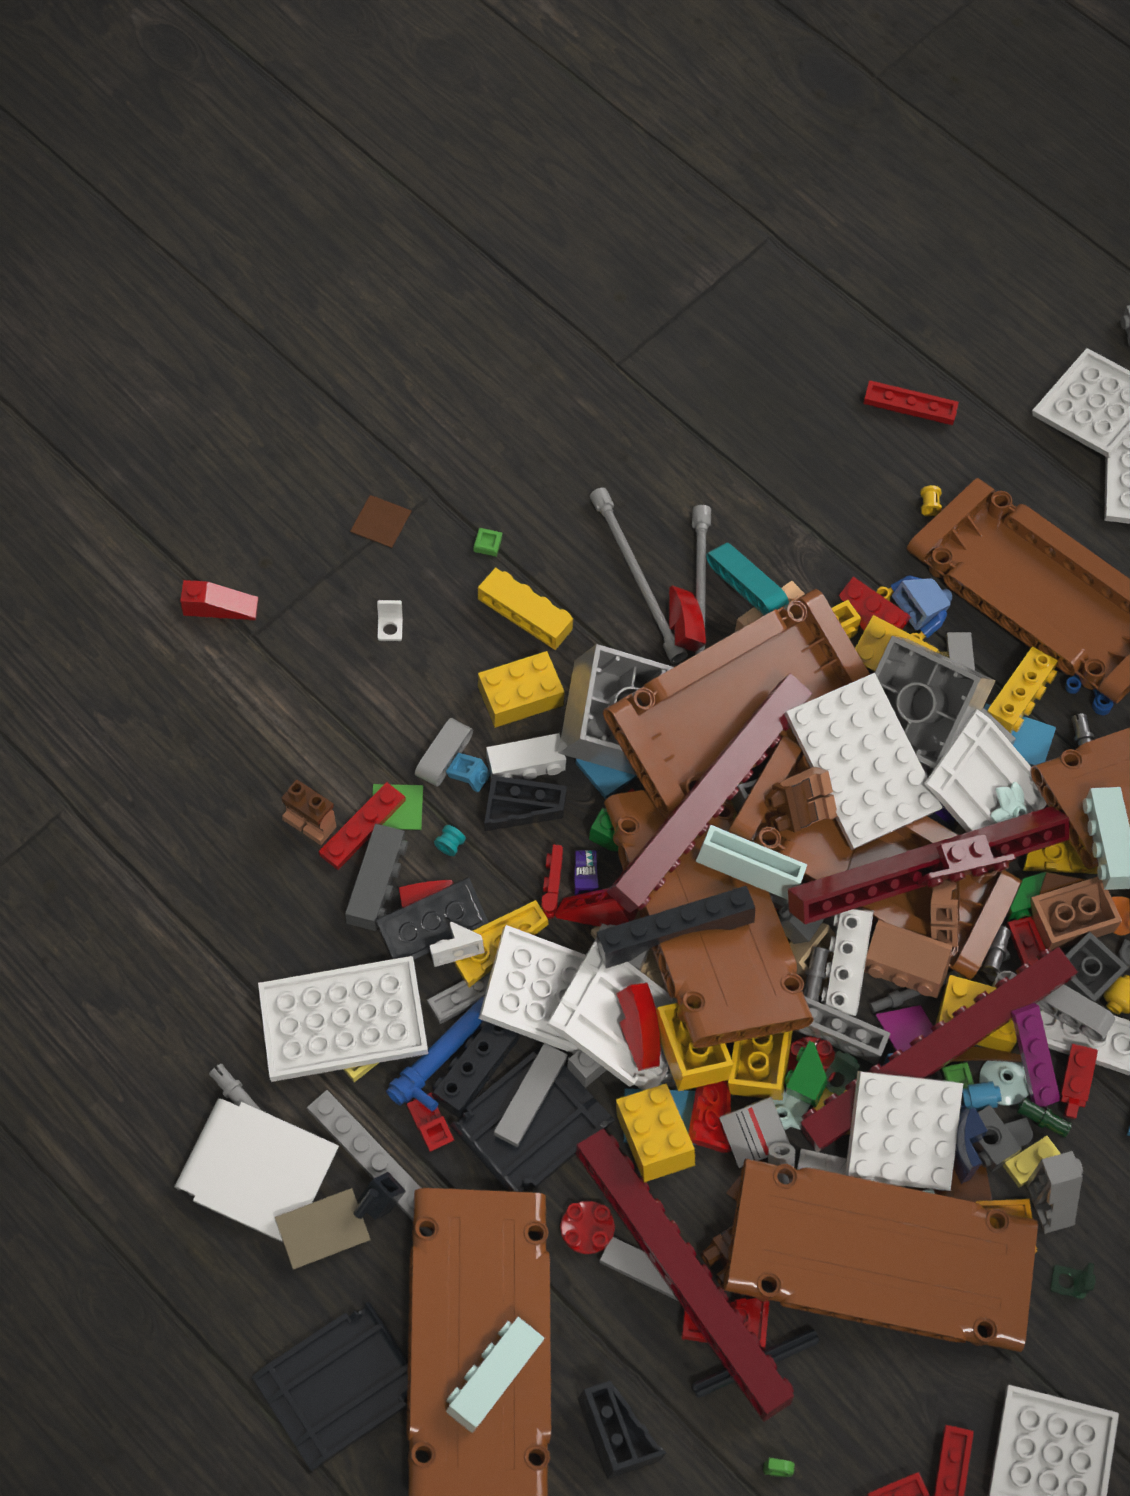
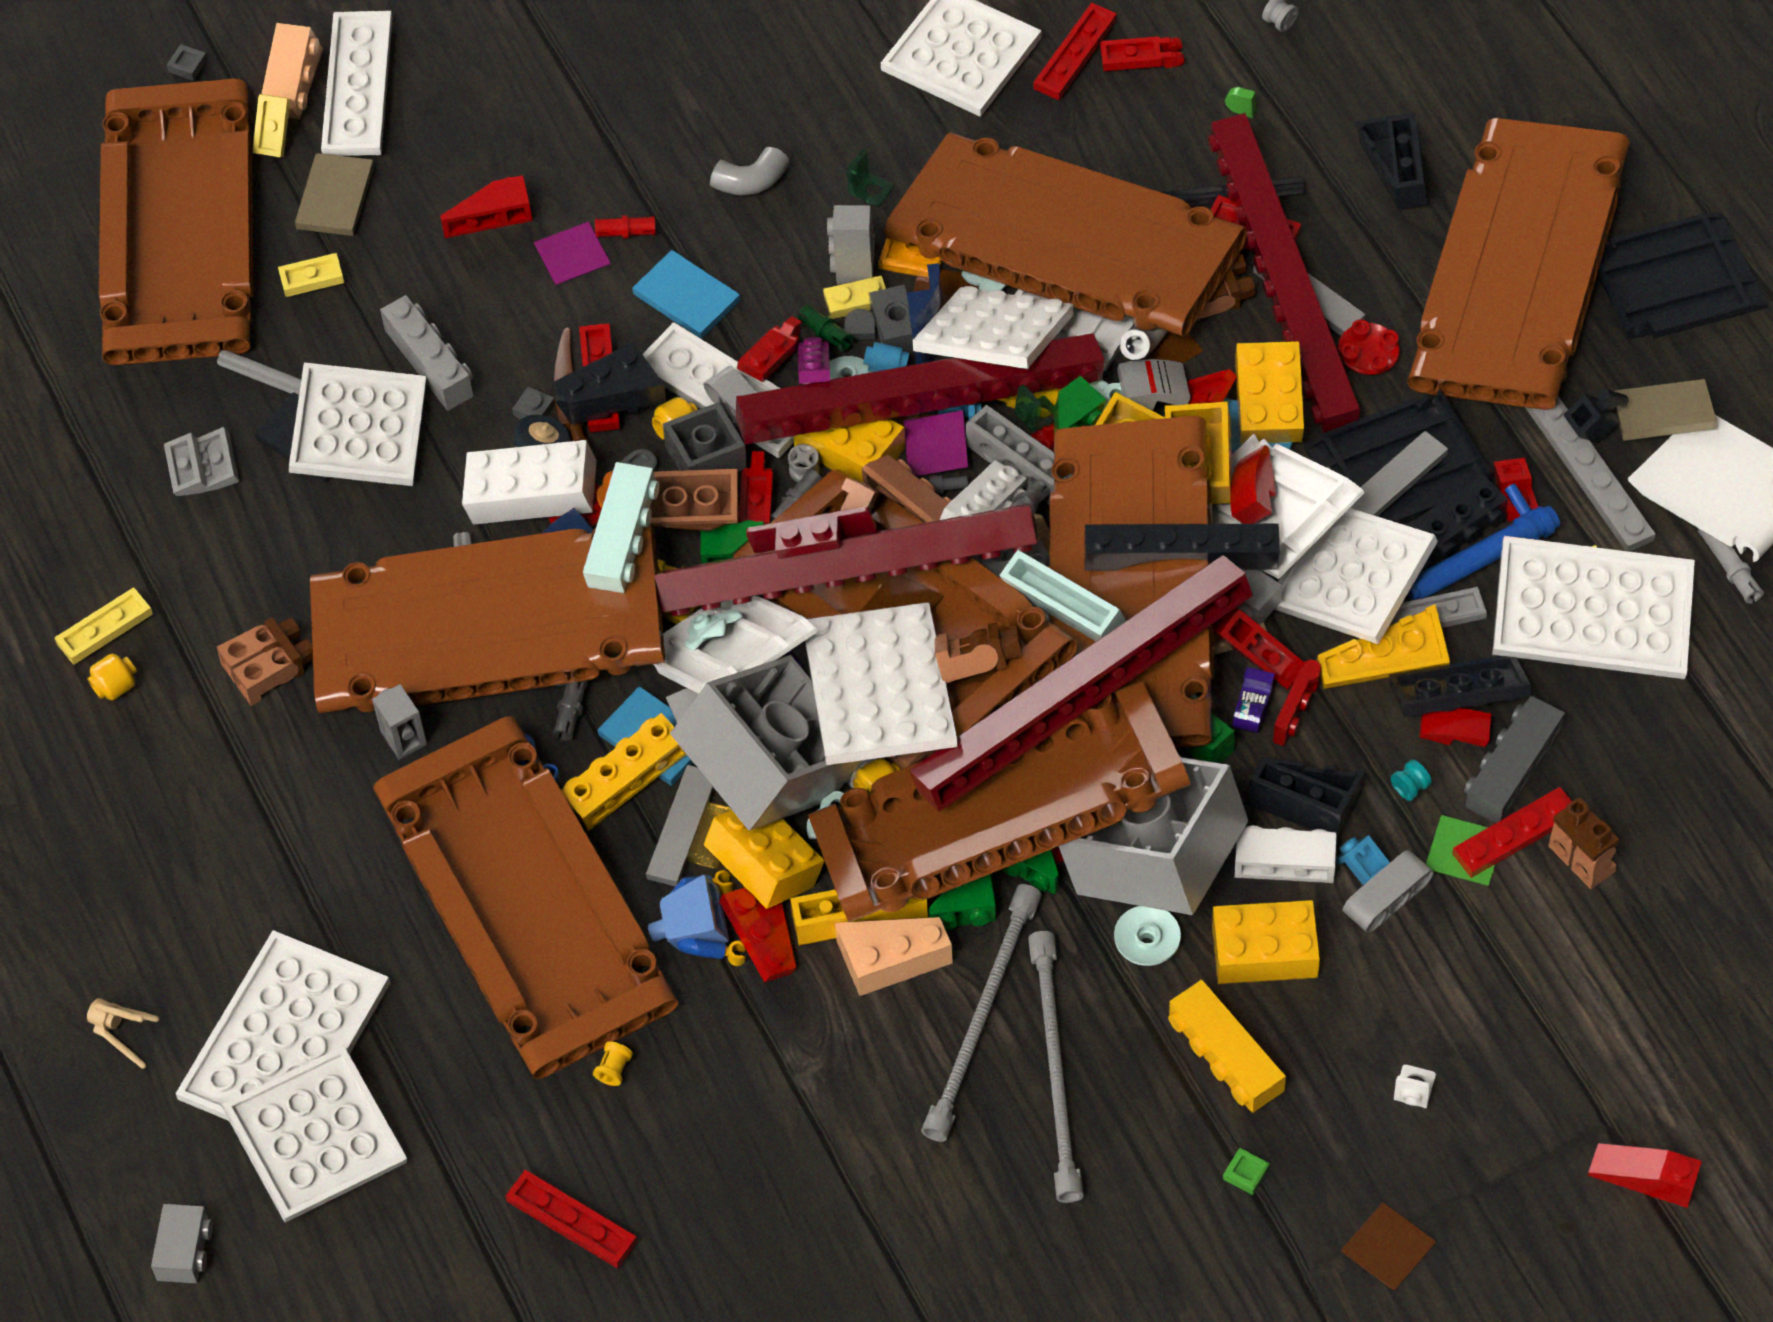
camera: 155 degrees left, 5 degrees down
(463, 945) = (1431, 638): white slope -> none
(494, 1375) = (1514, 210): light aqua brick -> none
(686, 619) = (1014, 977): red slope -> none
(746, 579) = (918, 991): teal beam -> none

